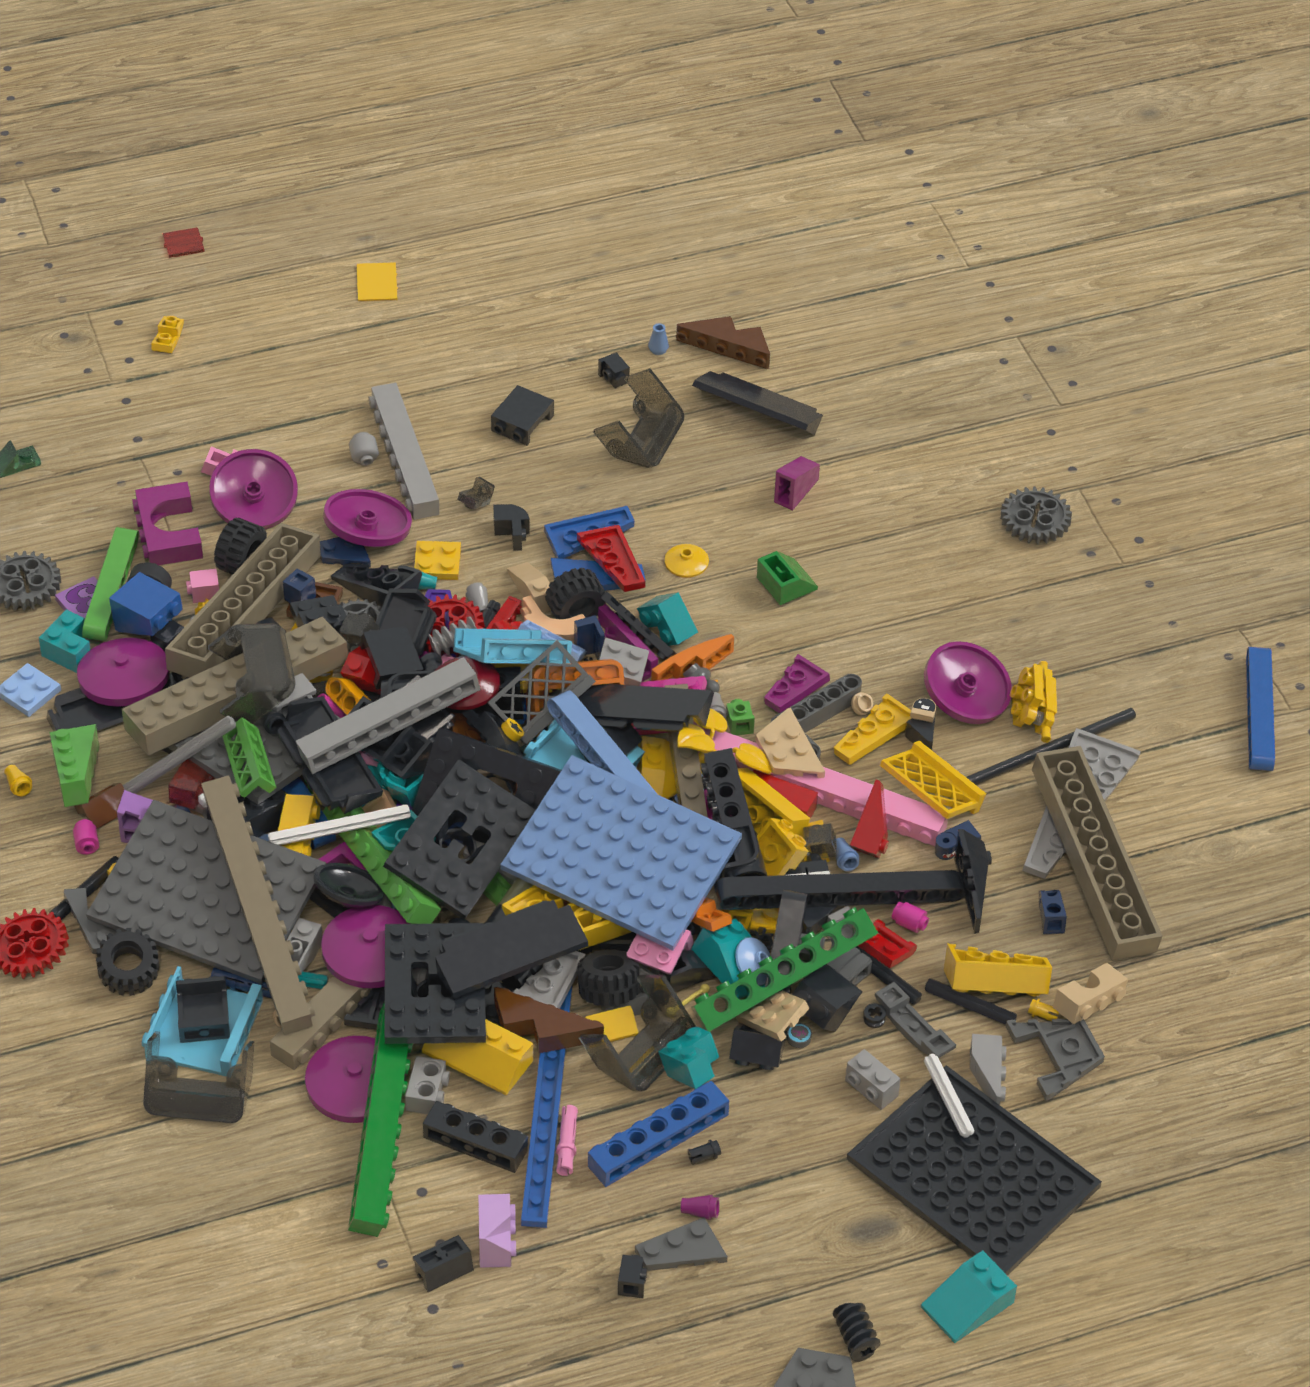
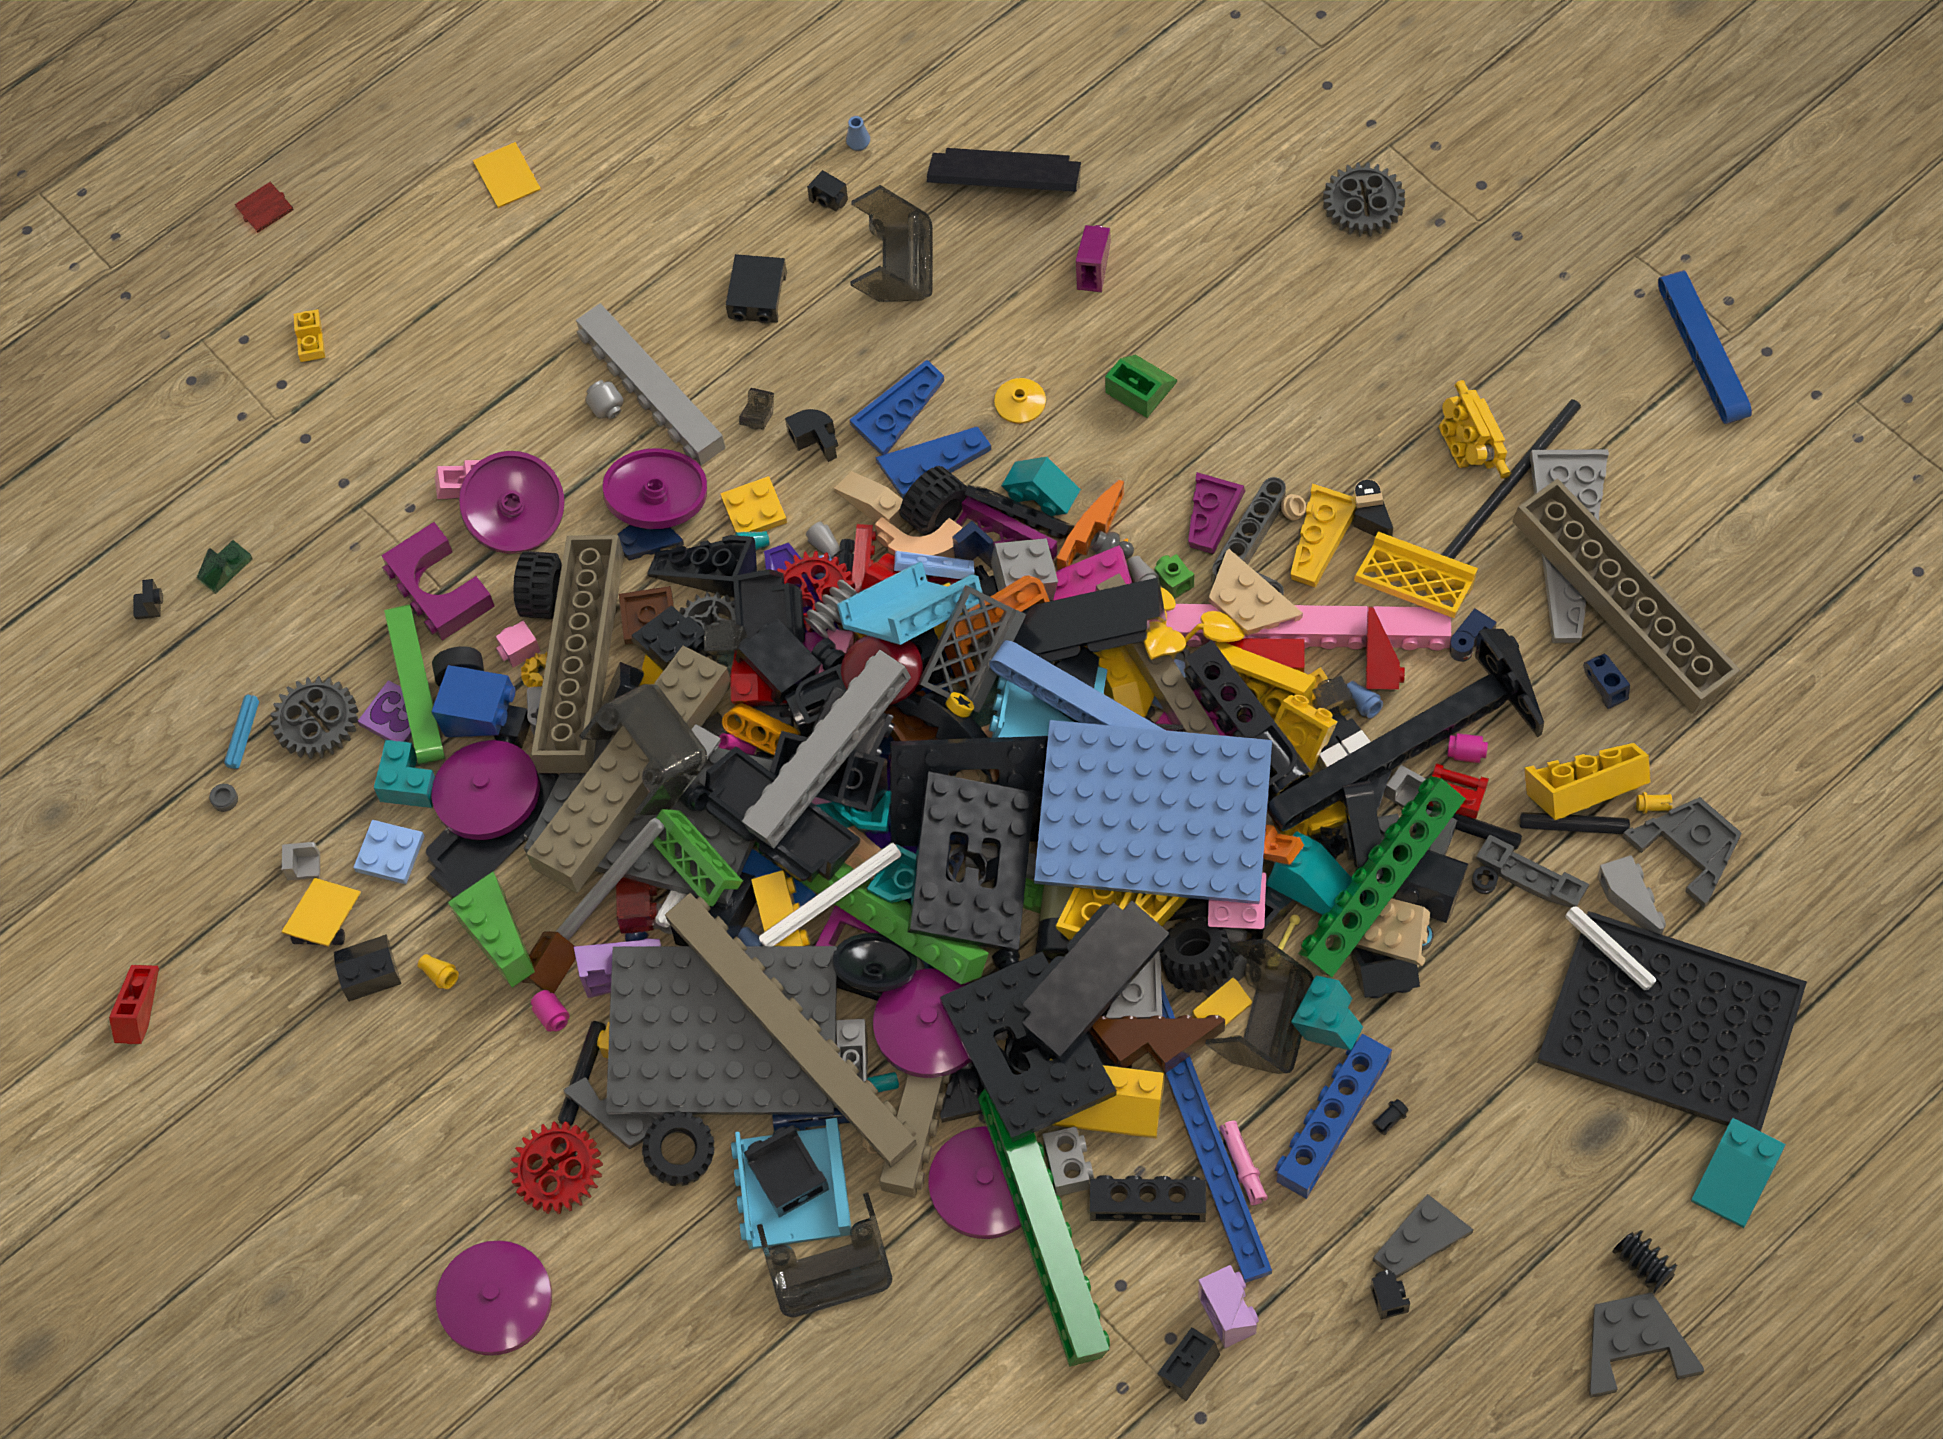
camera: 15 degrees left, 15 degrees up
(299, 587) = (629, 610): dark blue panel -> none
(614, 555) = (946, 430): red wing -> none
(701, 1206) = (1418, 1183): magenta cone -> none
(722, 338) = (923, 104): reddish brown slope -> none
(748, 954) = (1335, 869): light blue dish -> none
(872, 1079) = (1521, 959): light grey brick -> none
(967, 682) = (1393, 439): magenta dish -> none
(1080, 1002) = (1689, 782): tan arch -> none

